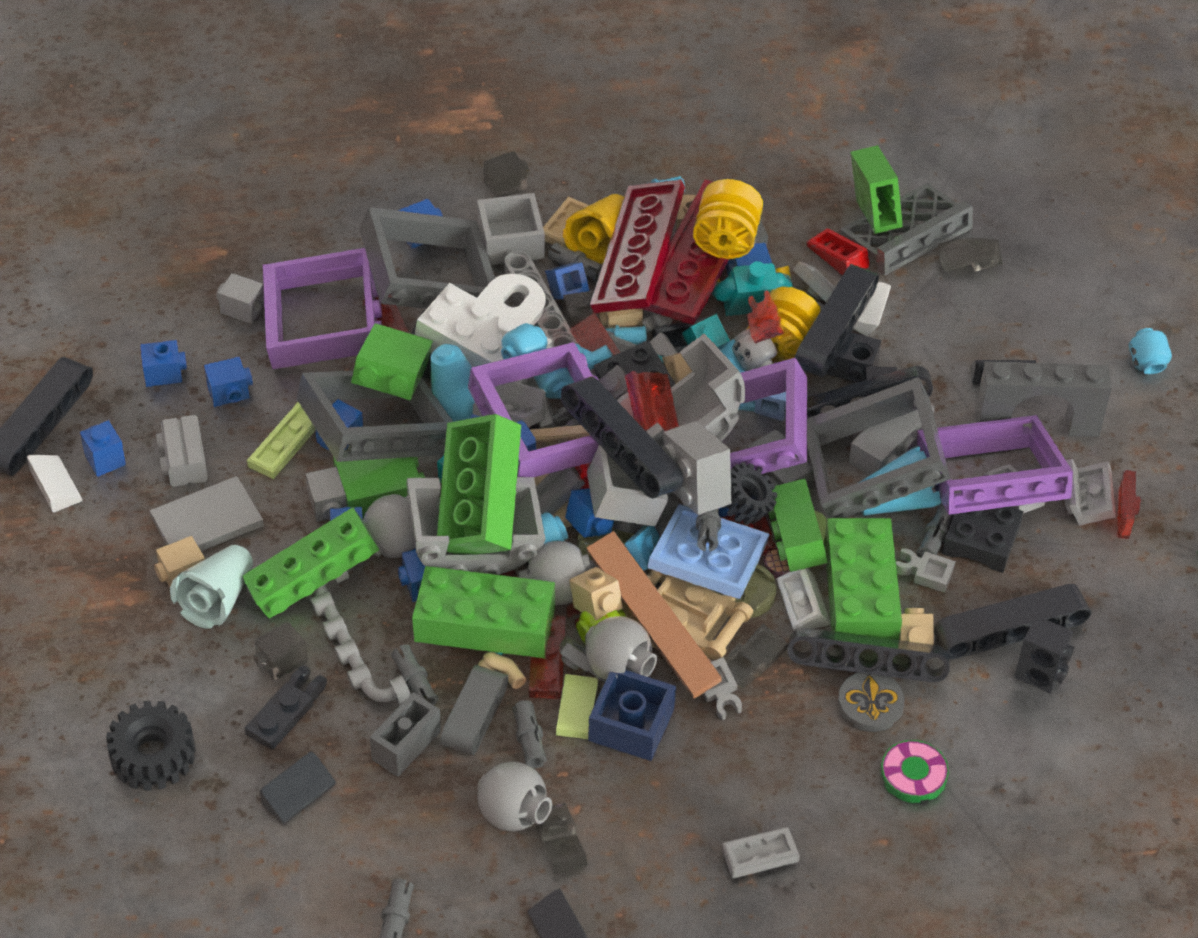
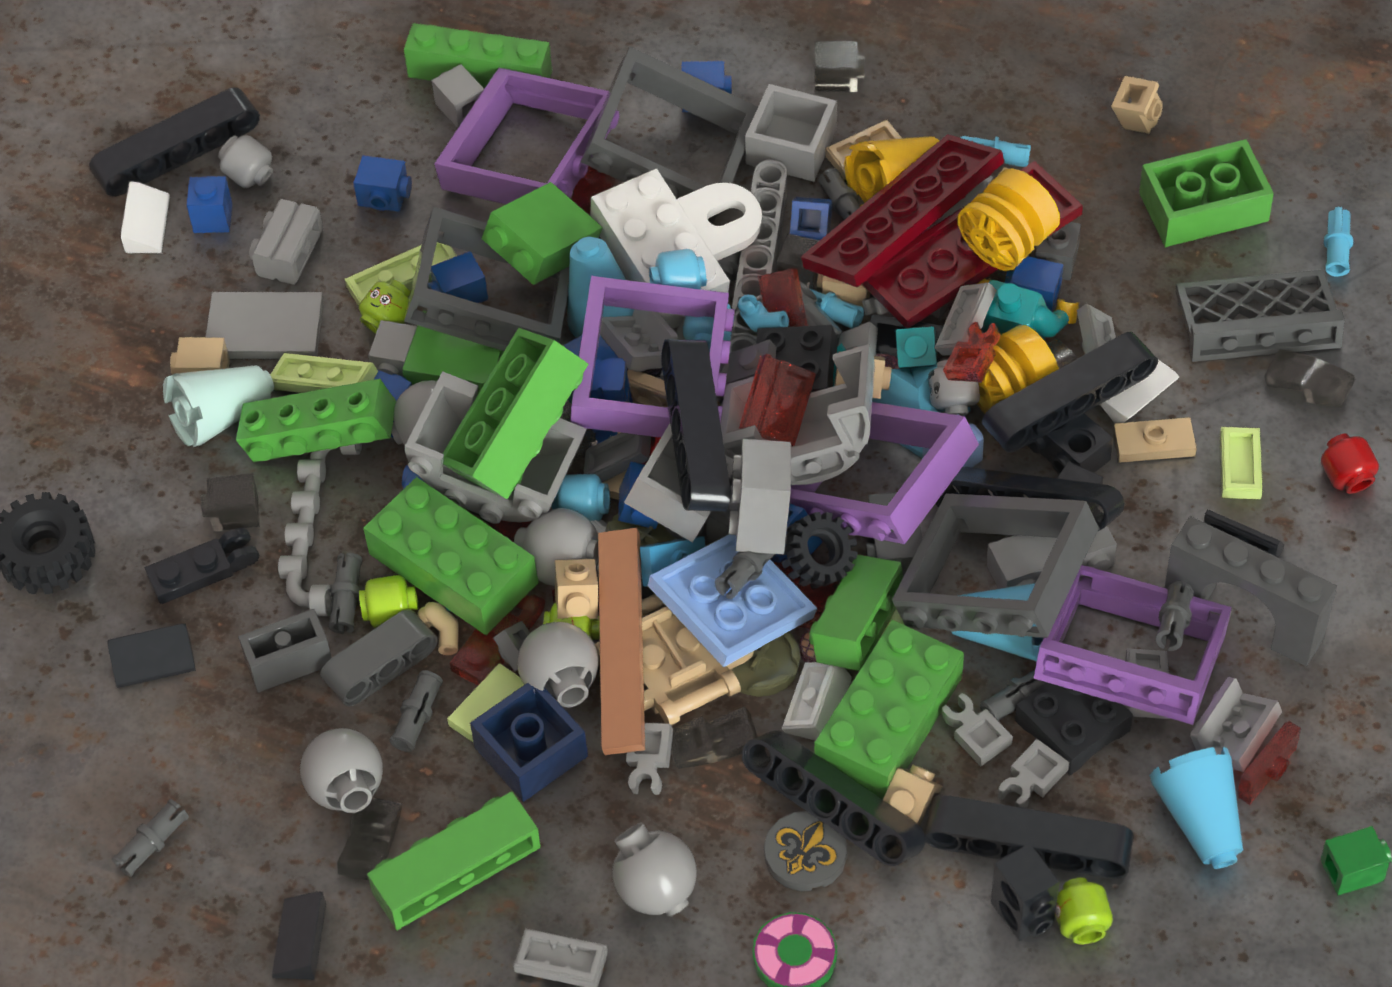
camera: 35 degrees right, 5 degrees up
(106, 405) = (245, 161): none -> light grey head
(162, 363) = (331, 135): blue brick -> none
(205, 271) = (437, 49): none -> bright green brick
(283, 532) = (313, 373): none -> yellowish green tile
(294, 463) = (384, 303): none -> lime head
(451, 668) = (386, 598): none -> lime head
(638, 821) = (453, 860): none -> bright green brick
(733, 299) = (969, 307): none -> light grey plate
(735, 121) = (1145, 106): none -> tan brick
(788, 759) = (653, 871): none -> light grey brick
(818, 161) = (1206, 193): none -> bright green brick
(839, 252) = (1155, 315): red slope -> none
(876, 189) = (1236, 253): bright green brick -> none
(901, 333) = (1154, 439): none -> tan plate
(924, 161) = (1338, 242): none -> medium azure axle
(965, 326) = (1240, 463): none -> yellowish green tile
(984, 579) = (1034, 771): none -> light grey plate
(1012, 433) = (1174, 616): none -> dark grey pin
(1036, 296) = (1349, 463): none -> red head
(1088, 653) = (1083, 911): none -> lime head
(1110, 547) = (1203, 803): none -> medium azure cone

